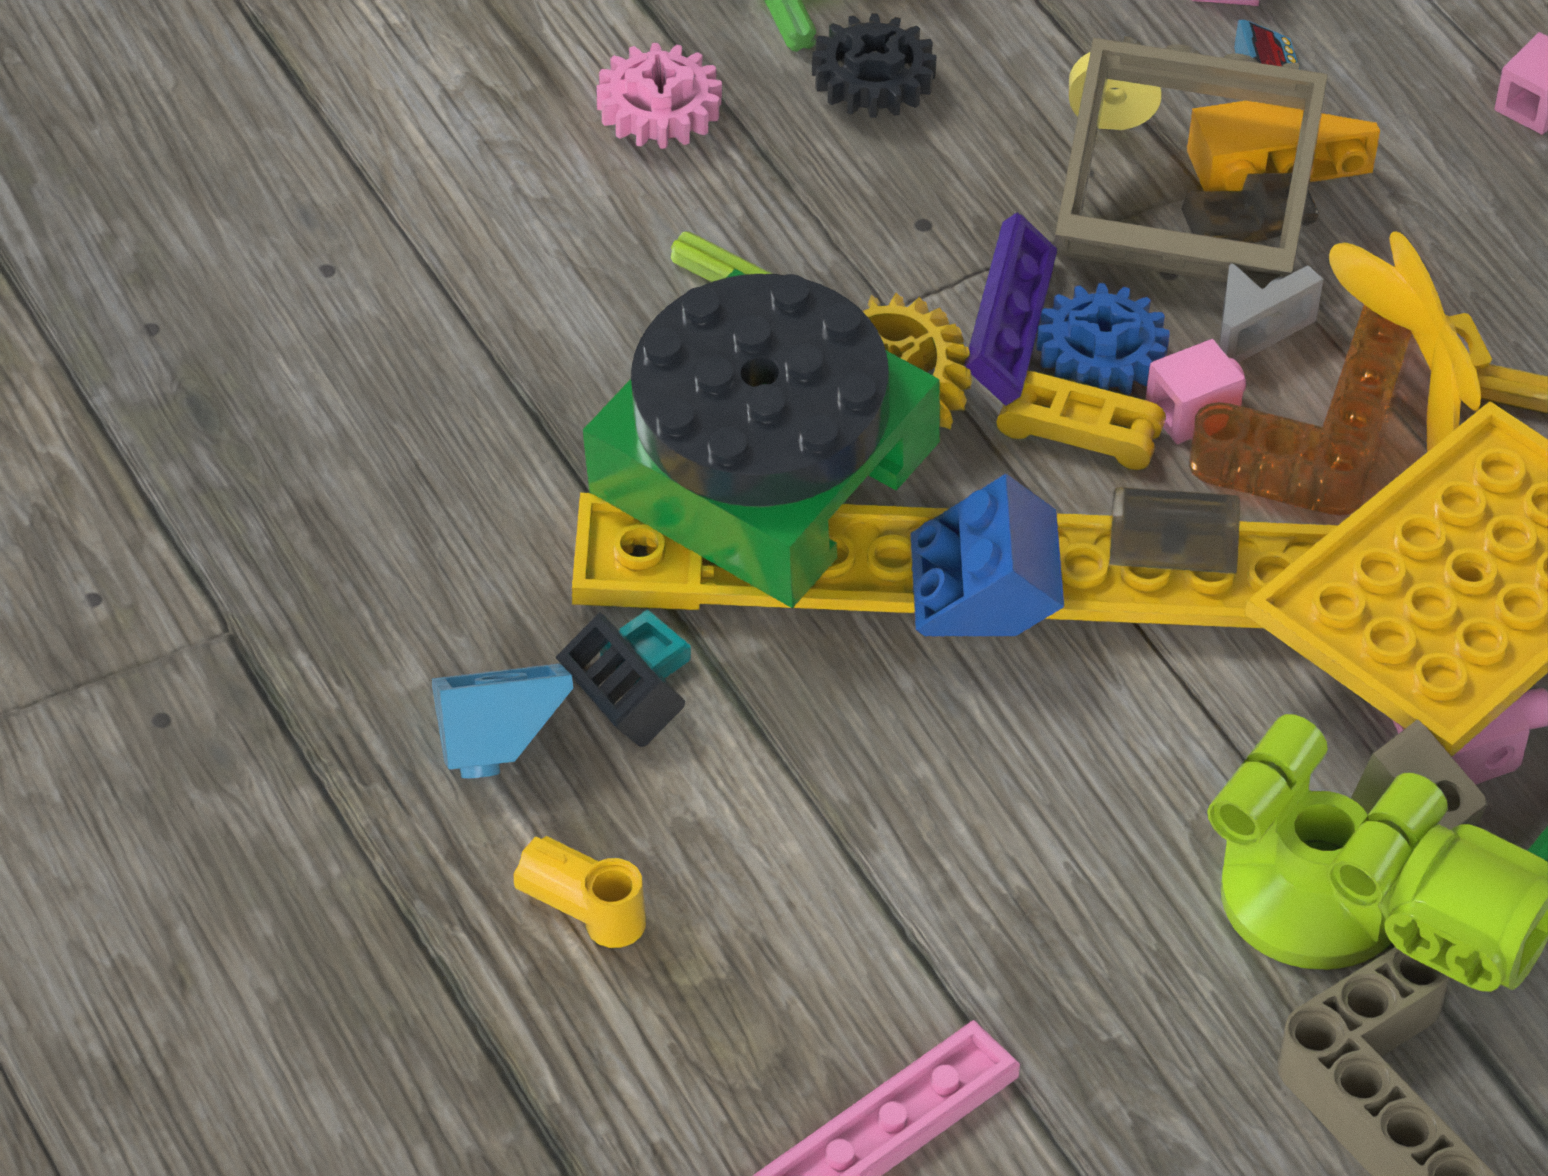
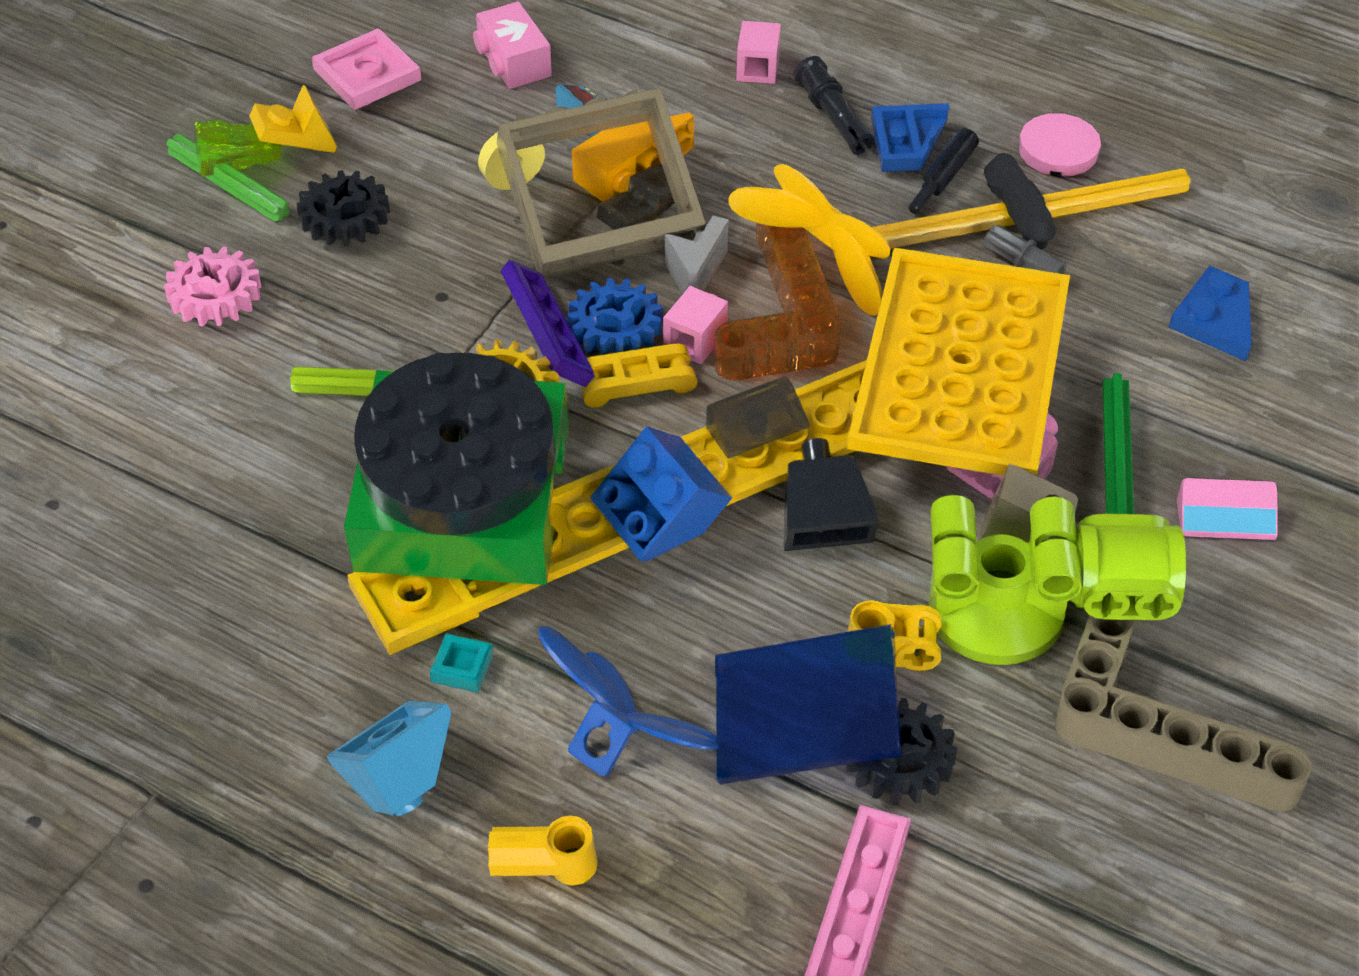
camera: 30 degrees left, 0 degrees up
(645, 706) = (492, 698): black slope -> none
(774, 773) = (614, 706): none -> blue piece
(989, 879) = (807, 705): none -> clear blue piece
(1061, 984) = (924, 762): none -> black gear
(1156, 856) = (906, 628): none -> yellow piece
(1186, 666) = (826, 501): none -> black torso

